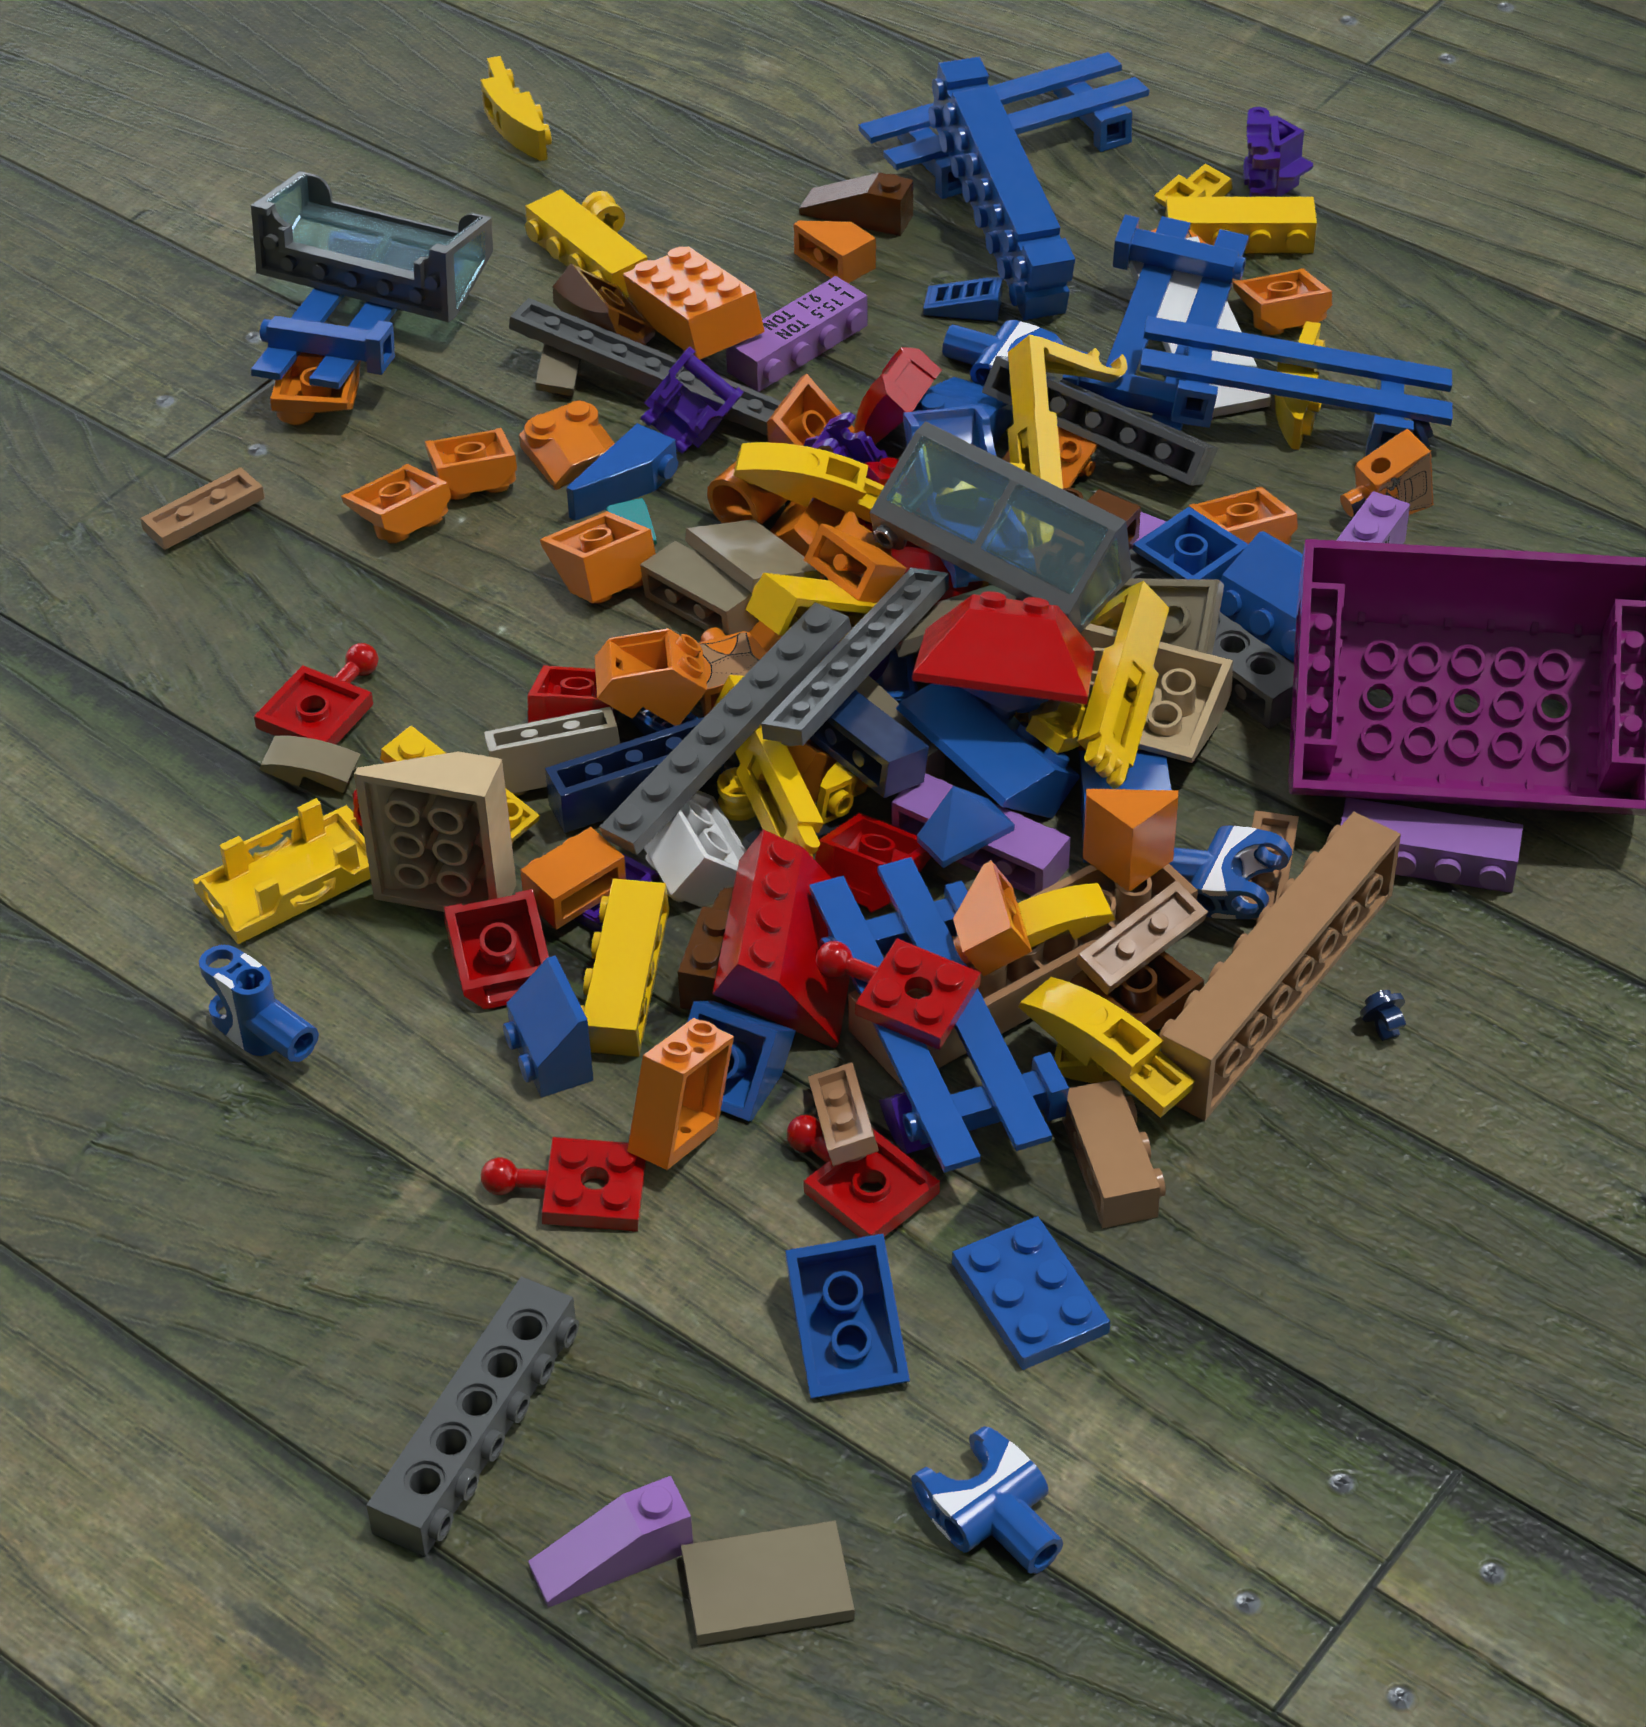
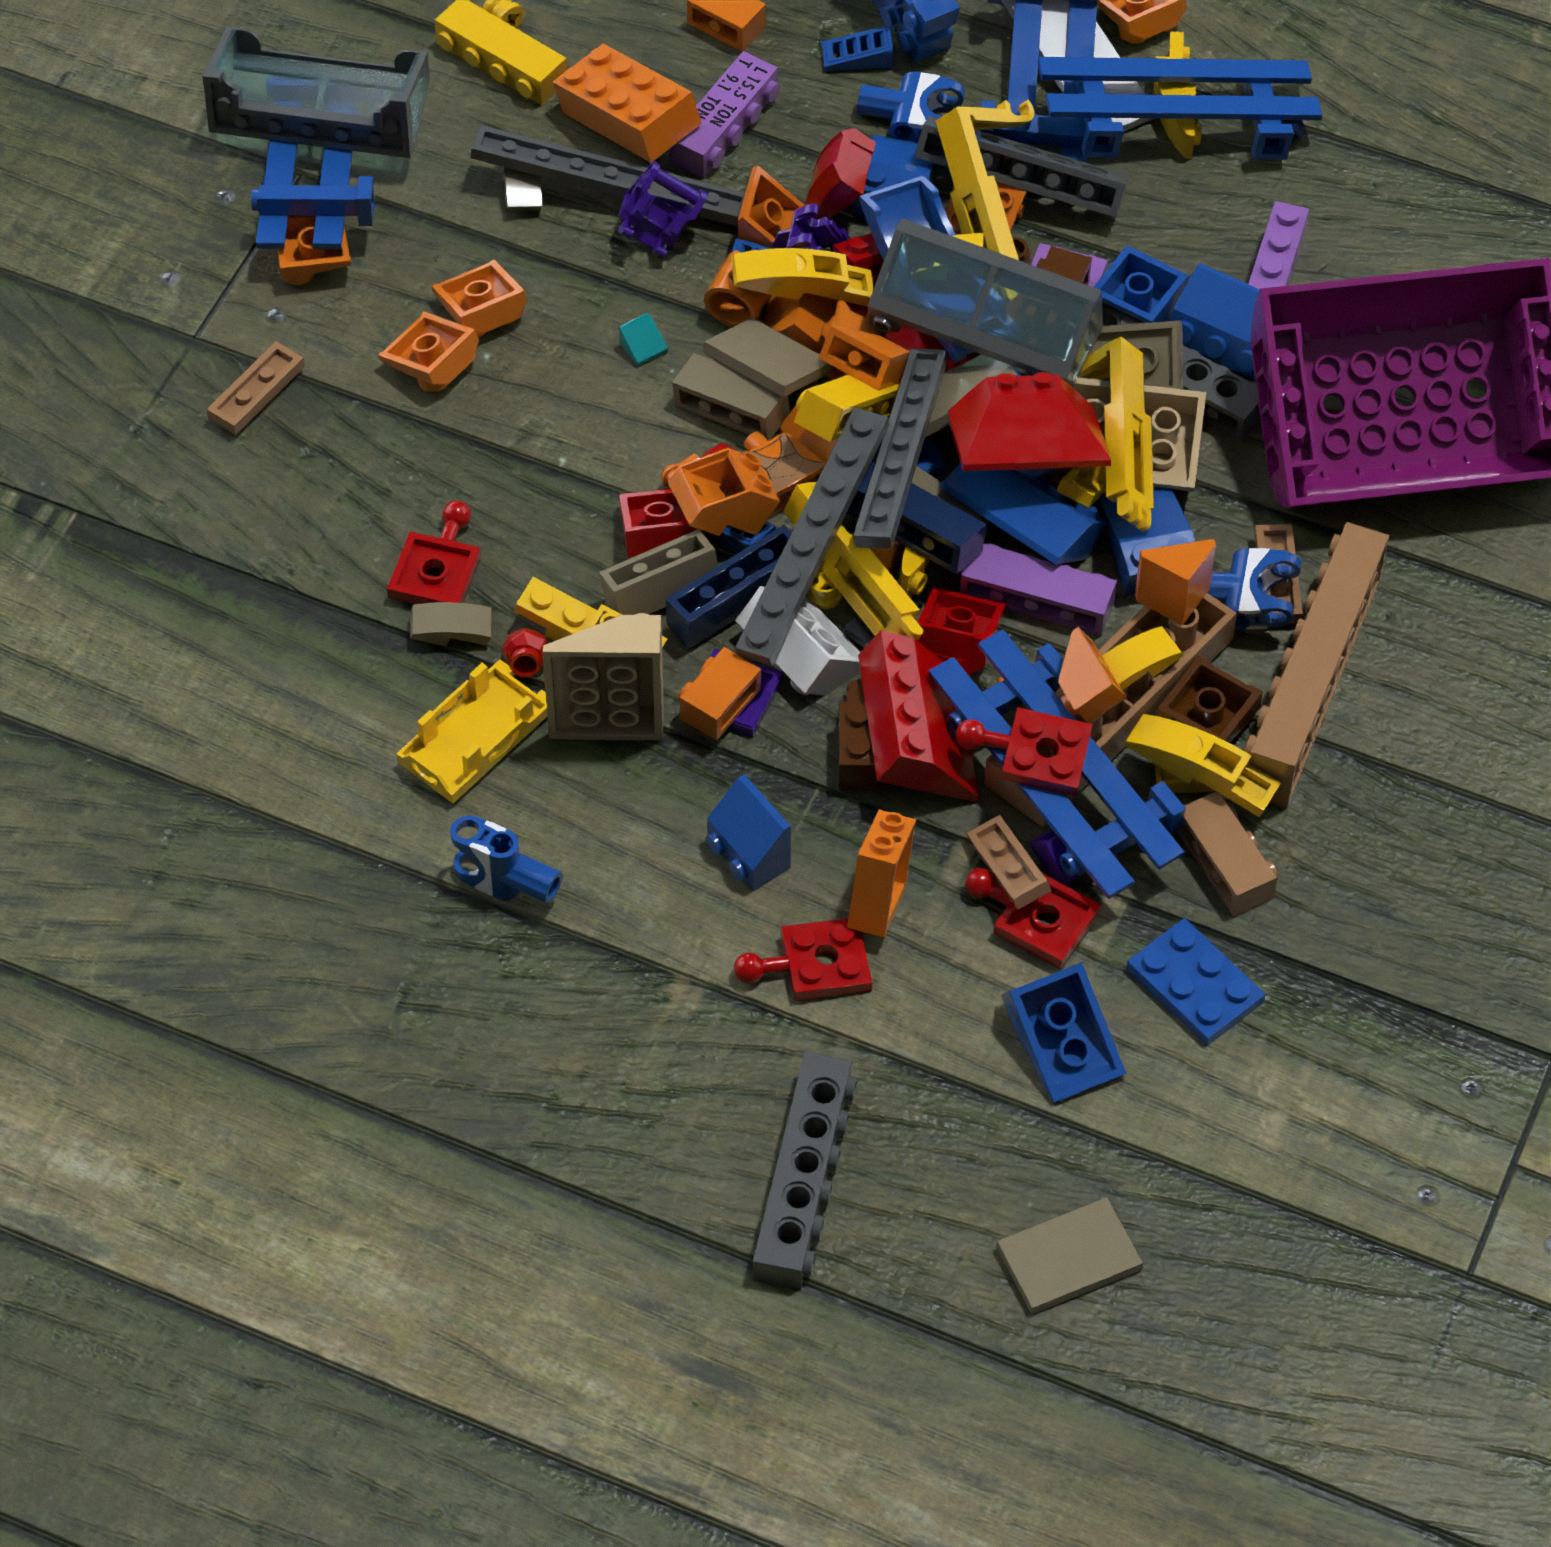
camera: 15 degrees left, 10 degrees up
(495, 946) = (679, 769): red slope -> none
(565, 441) = (558, 264): orange slope -> none
(600, 304) = (543, 118): reddish brown slope -> none
(600, 555) = (630, 376): orange slope -> none
(615, 1542) = (947, 1250): medium lavender slope -> none
(624, 472) = (621, 285): blue slope -> none
(624, 965) = (788, 760): yellow brick -> none
(755, 1057) = (922, 806): blue slope -> none
(962, 826) = (1029, 590): blue slope -> none
(992, 1503) = (1221, 1159): blue connector -> none
(1141, 937) = (1206, 665): medium nougat plate -> none
(1251, 513) = (1174, 241): orange slope -> none
(1385, 1012) = (1406, 689): dark blue plate -> none
(1395, 469) = (1287, 178): orange torso -> none
(1448, 844) = (1414, 528): medium lavender brick -> none

